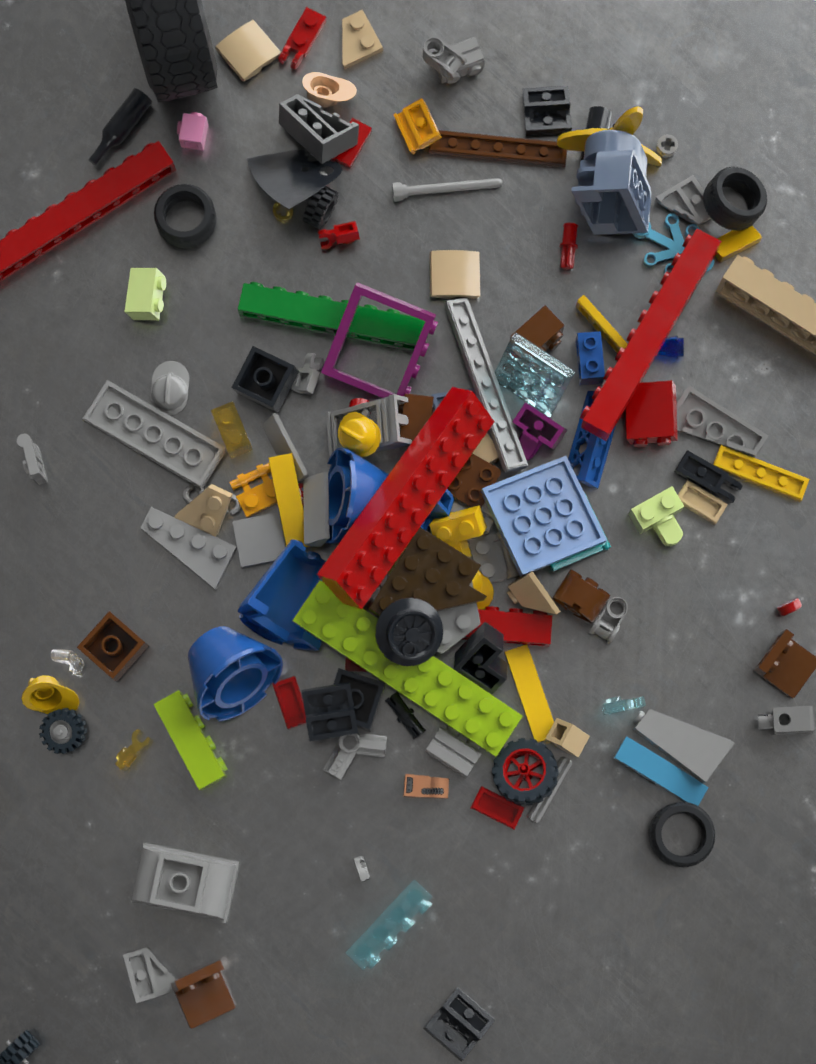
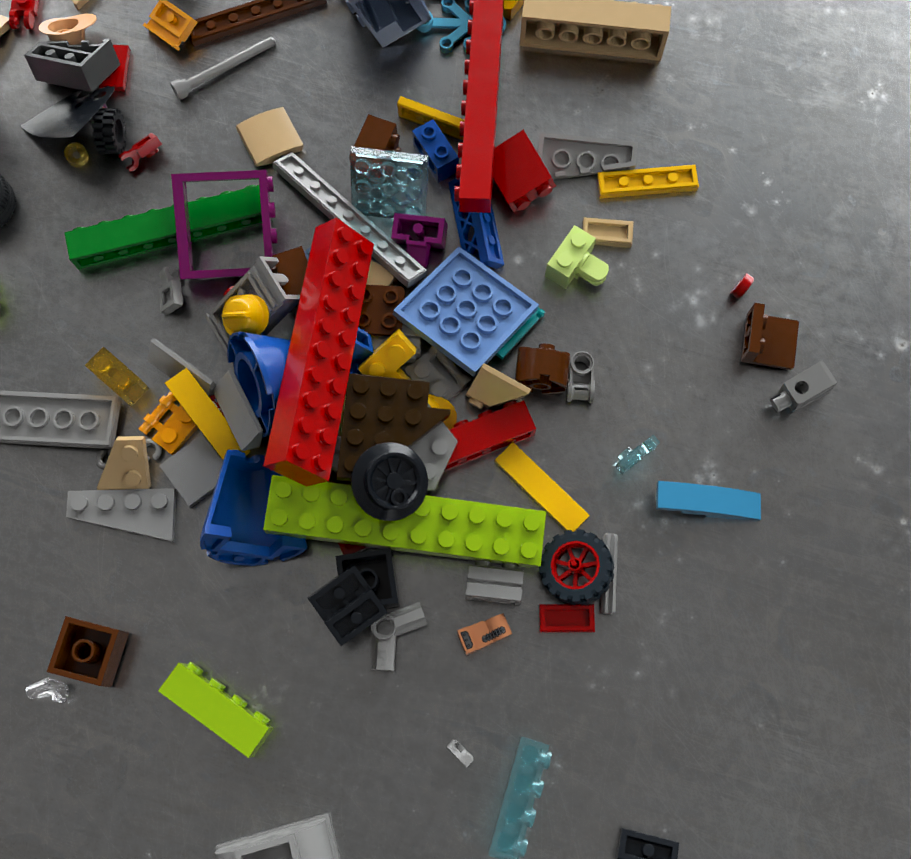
camera: 25 degrees left, 5 degrees down
(47, 695) = (43, 740): yellow piece -> none
(63, 731) = (73, 768): black wheel -> none
(128, 755) = (156, 760): clear yellow plate -> none
(170, 387) = (37, 367): light grey piece -> none
(231, 672) = (225, 617): blue cone -> none
(265, 379) = (128, 312): black brick -> none
(290, 702) = (303, 617): red tile -> none
(405, 715) = (427, 571): black pin -> none
(479, 658) = (473, 477): black brick -> none
(567, 737) = (600, 512): tan brick -> none
(568, 245) = (364, 64): red axle -> none
(672, 347) = (508, 108): clear blue cone -> none
(685, 744) = (715, 462): light grey slope -> none
(703, 820) = (784, 535): black tyre -> none
(707, 475) = (601, 205): black hinge -> none

